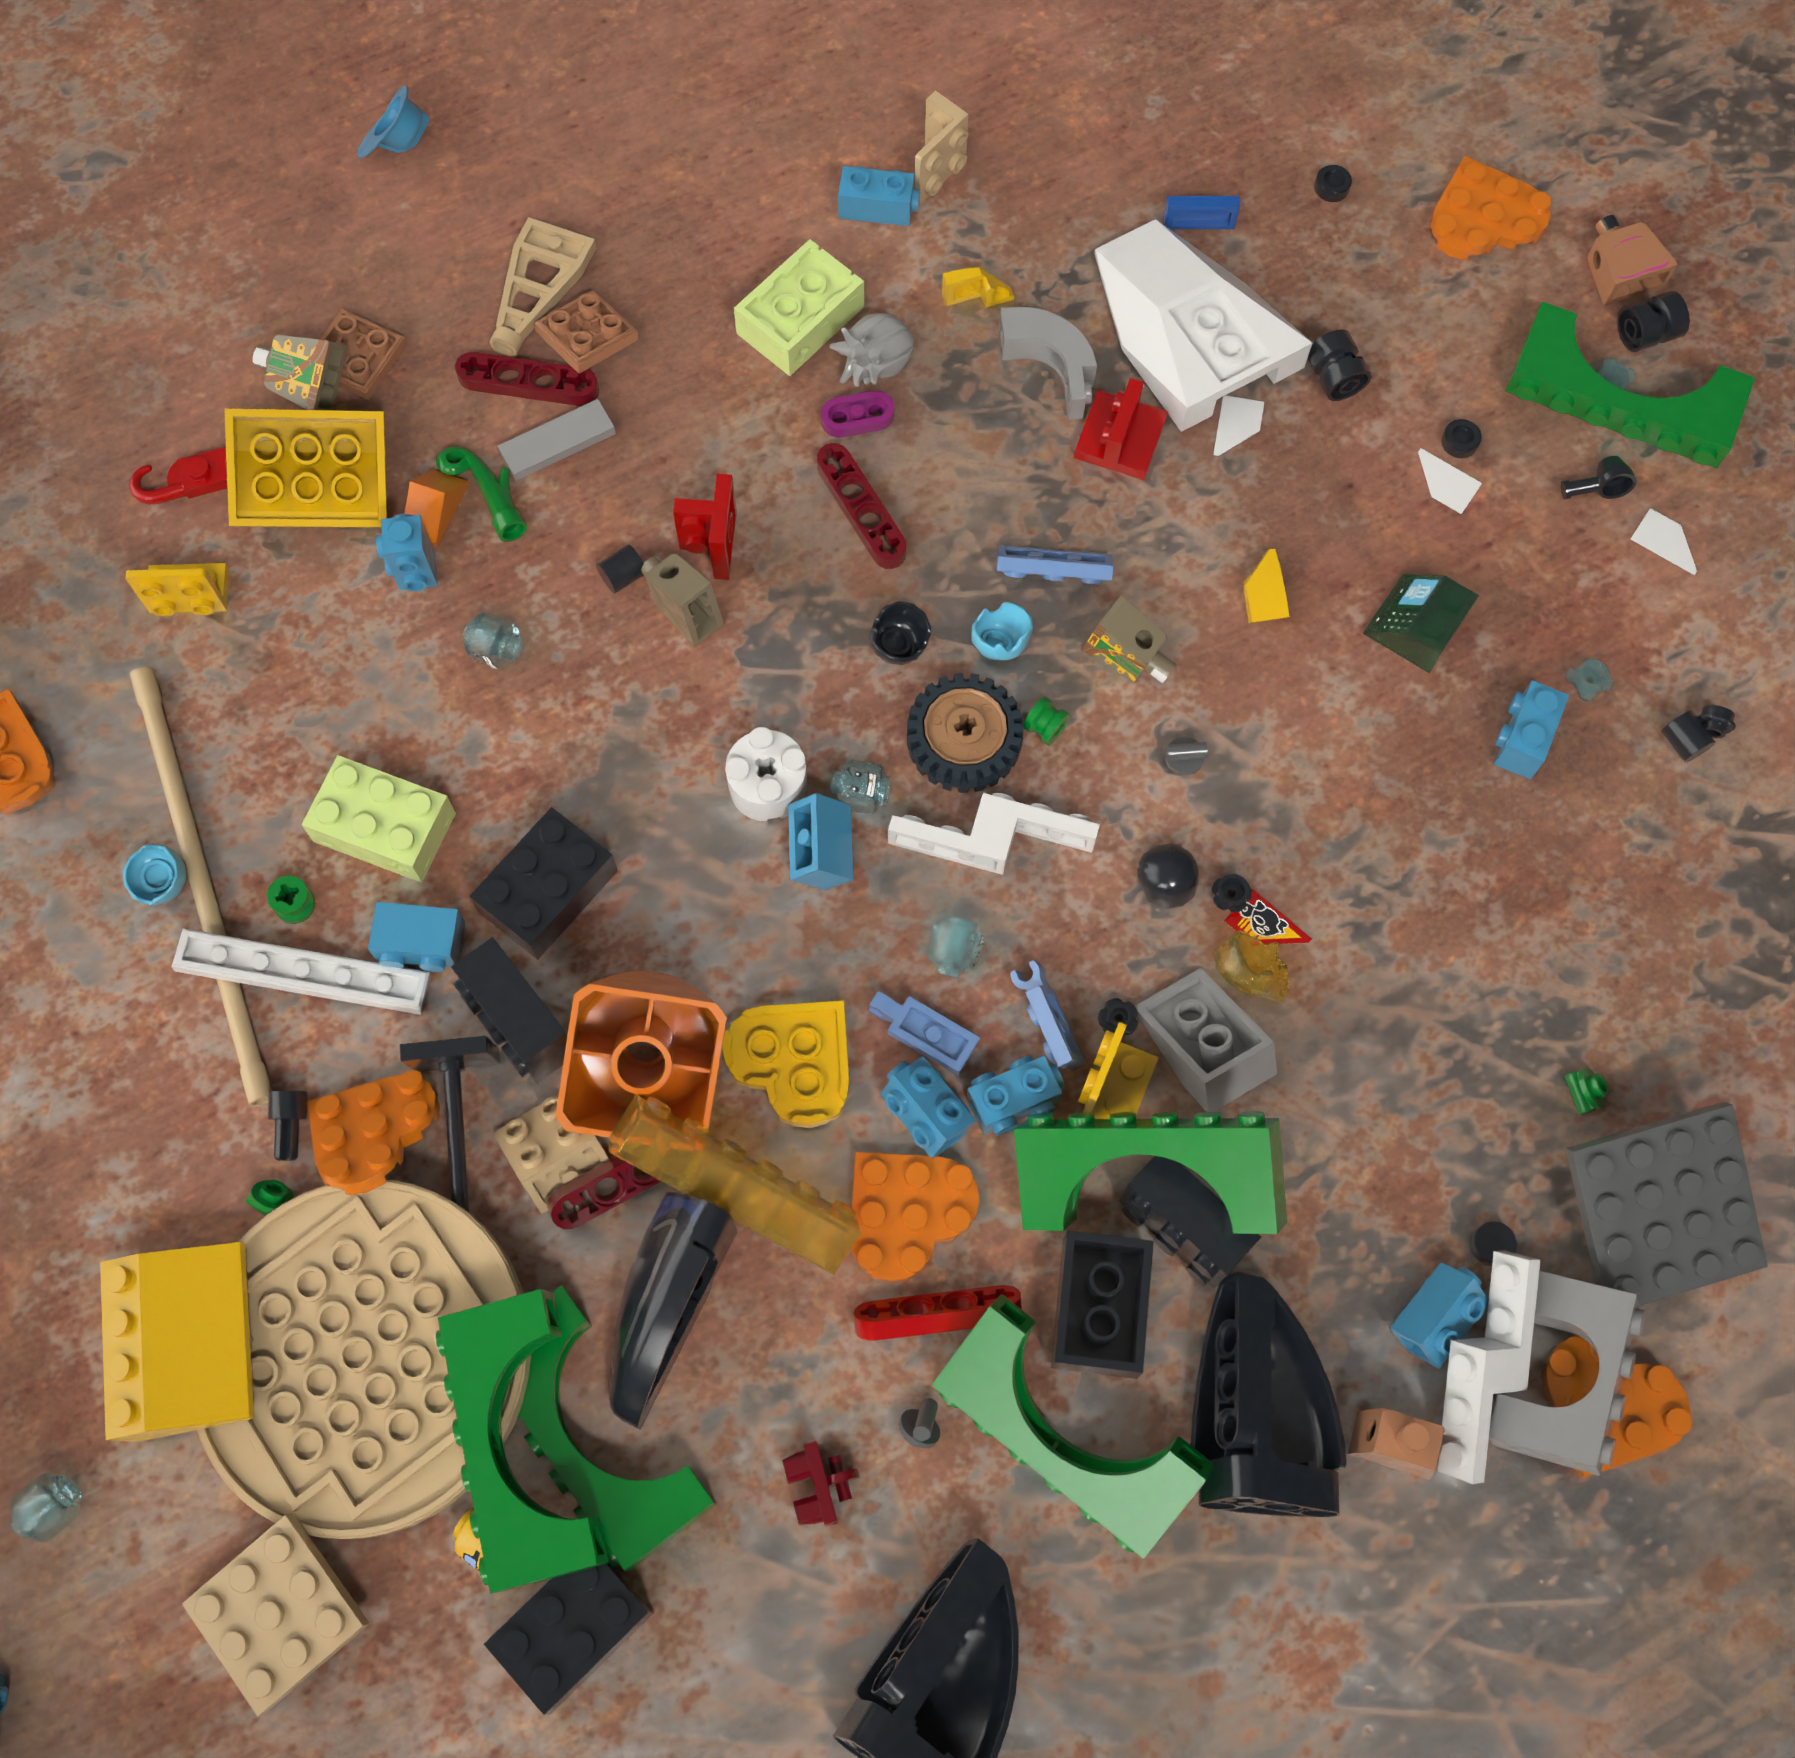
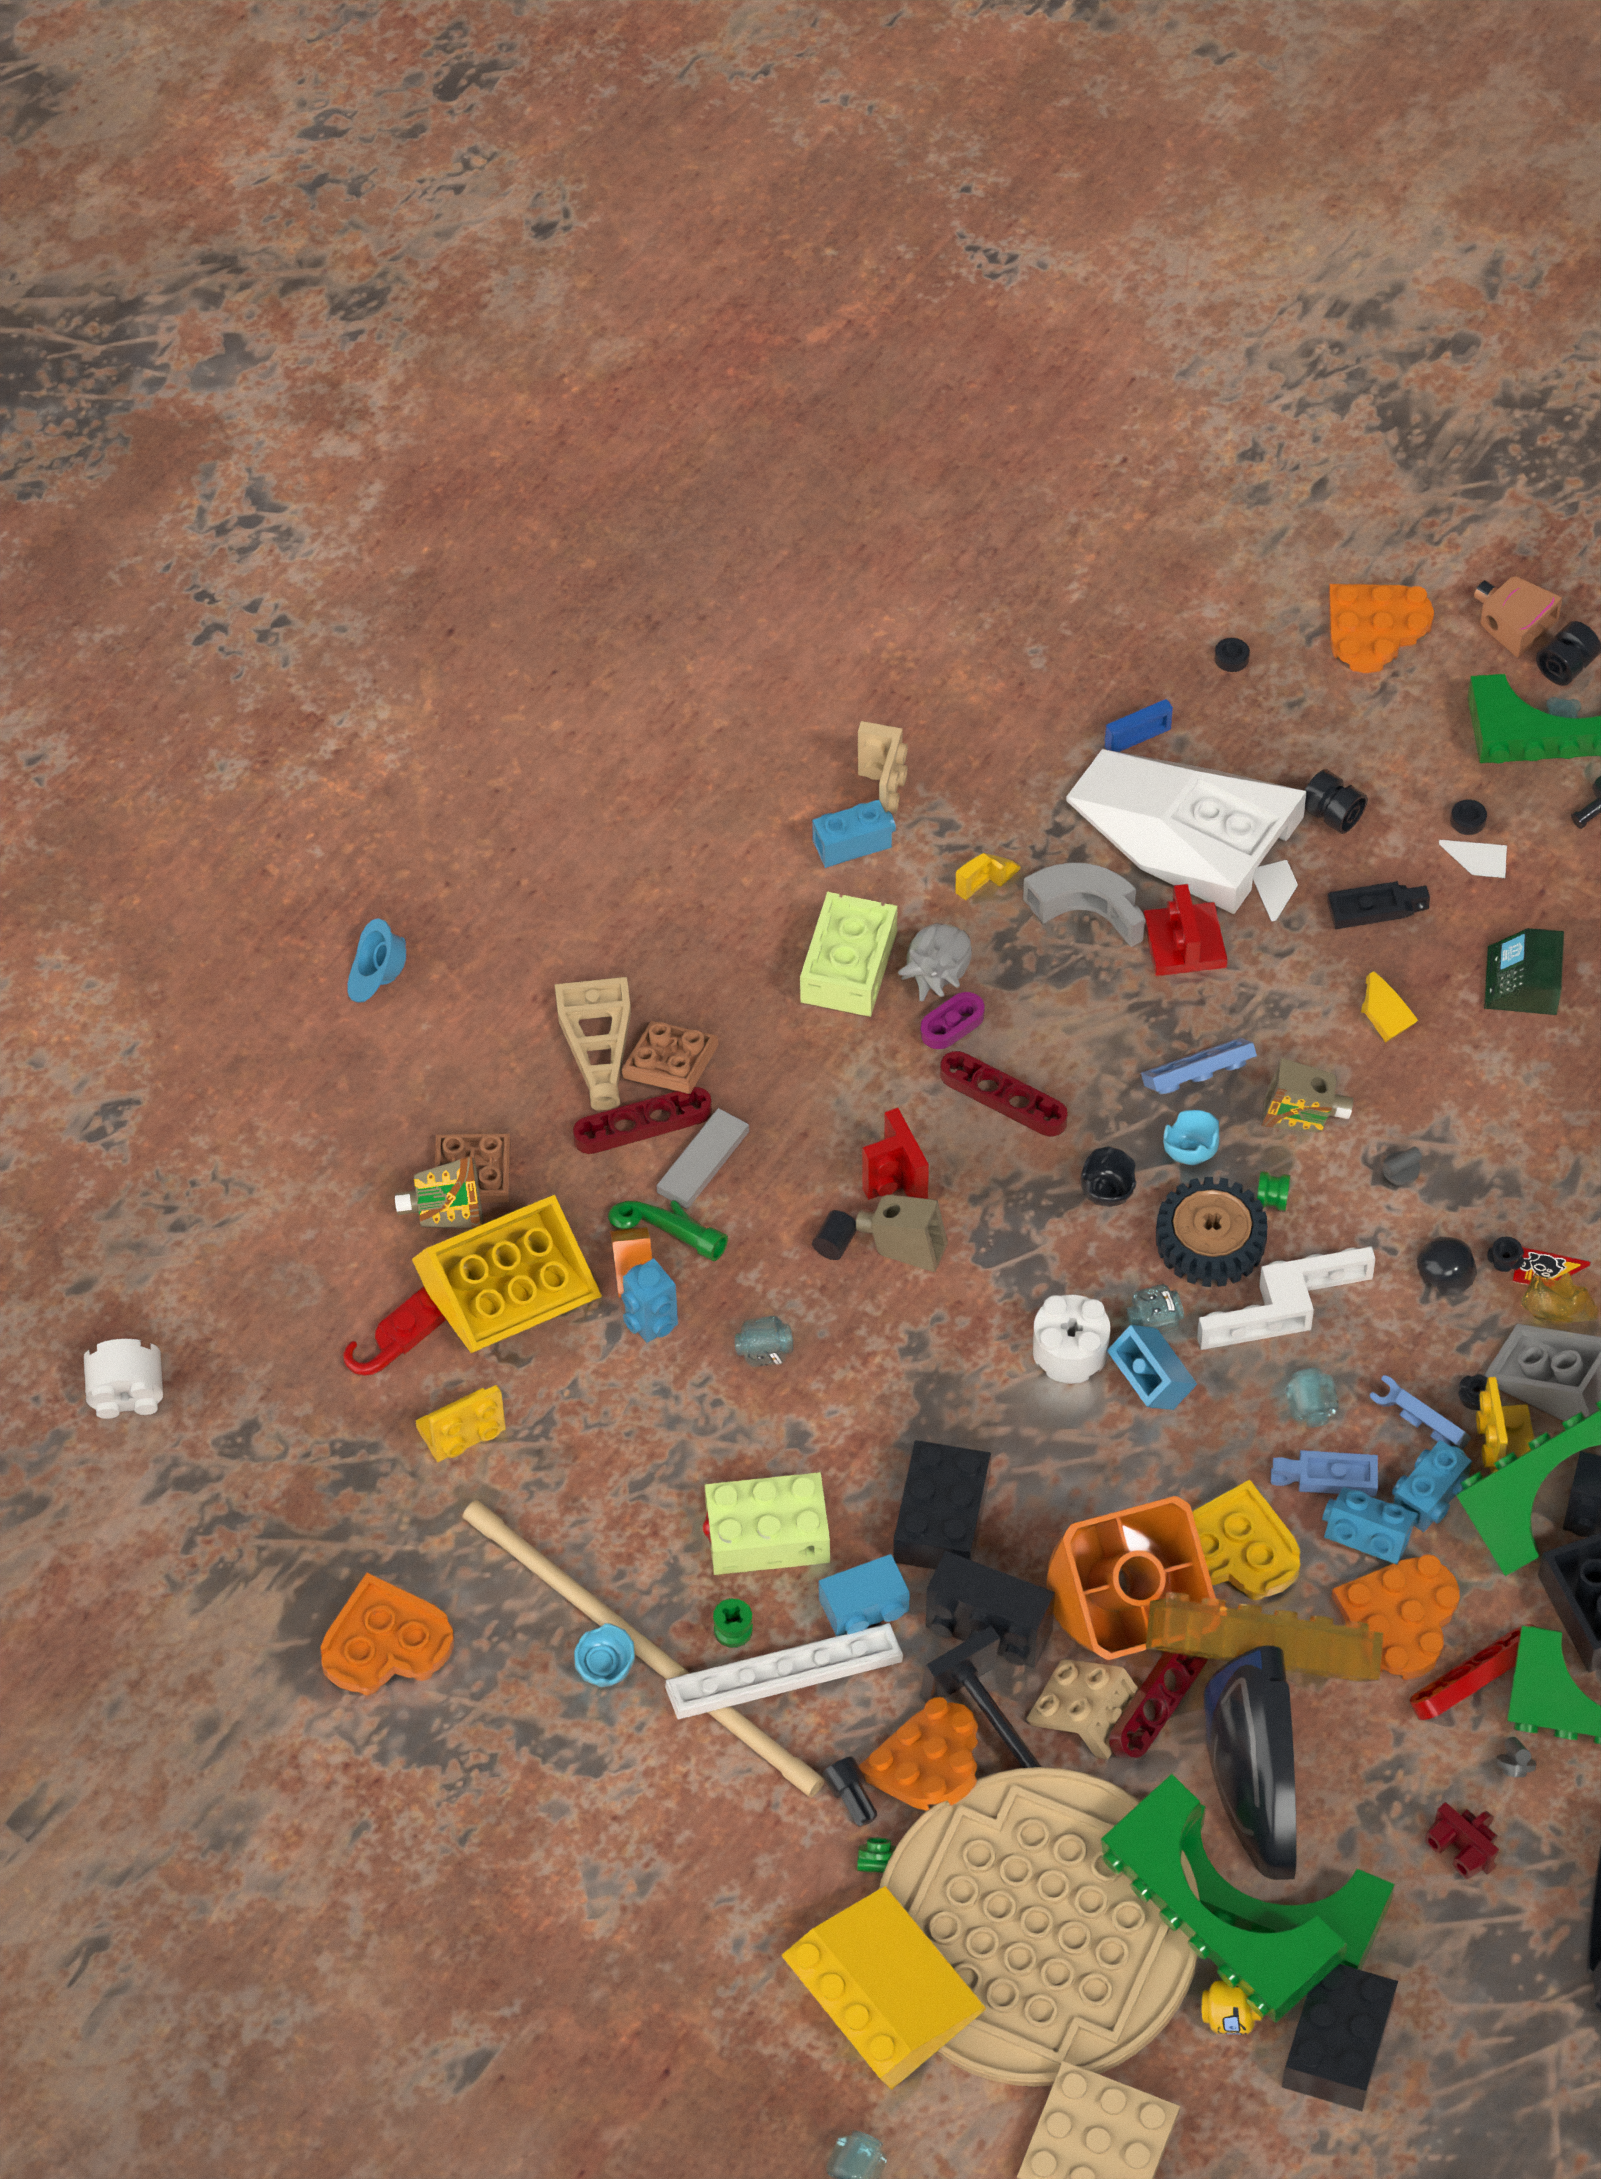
camera: 25 degrees left, 15 degrees down
(1319, 483) = (1376, 904): none -> black hinge

